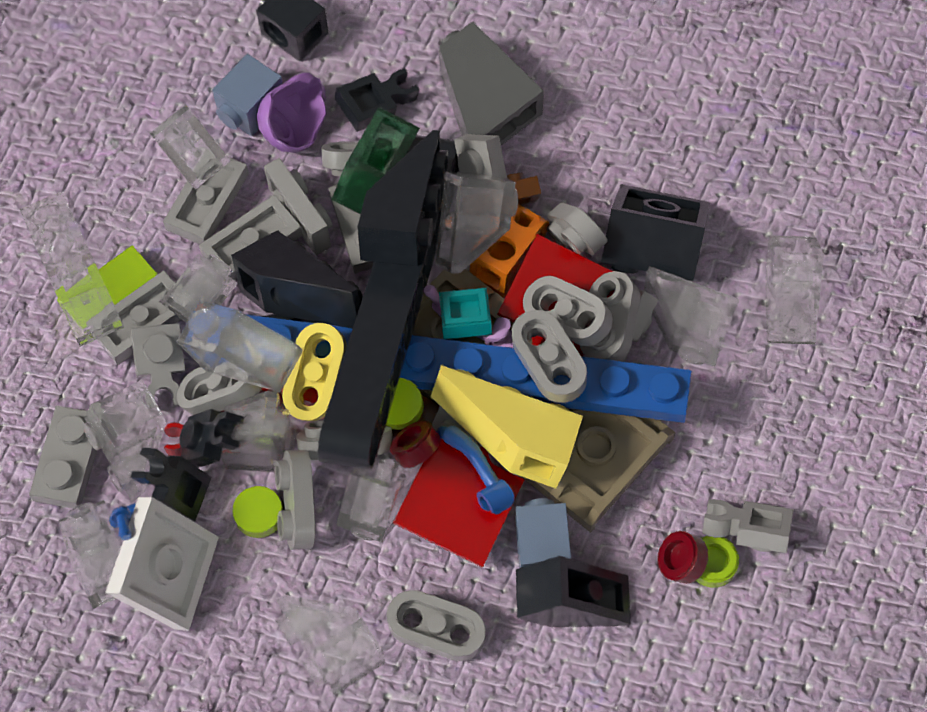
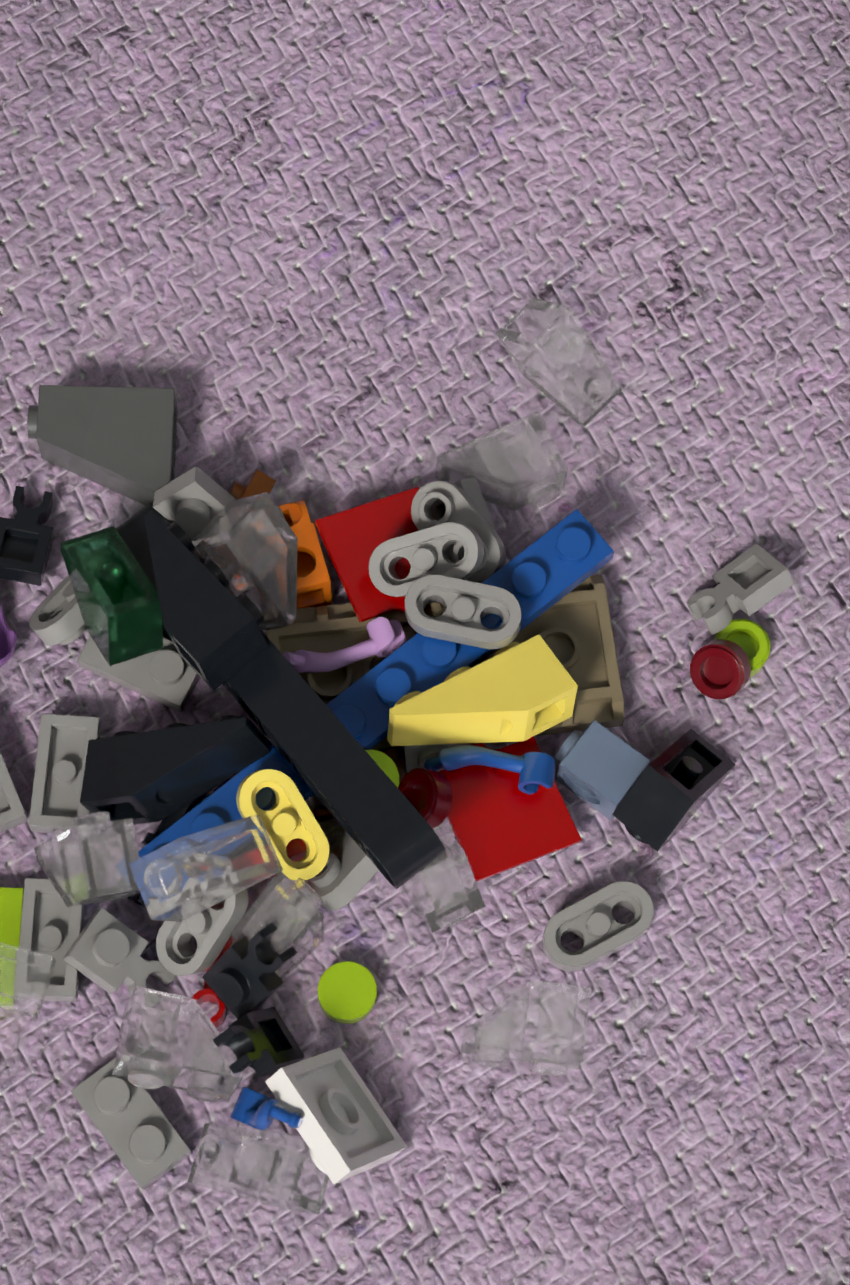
camera: 55 degrees left, 5 degrees up
(292, 192) = (51, 695): light grey plate -> none
(297, 519) = (377, 945): light grey plate -> none
(465, 313) = (340, 647): teal tile -> none
(575, 228) = (340, 482): light grey plate -> none
(655, 232) = (400, 420): black slope -> none

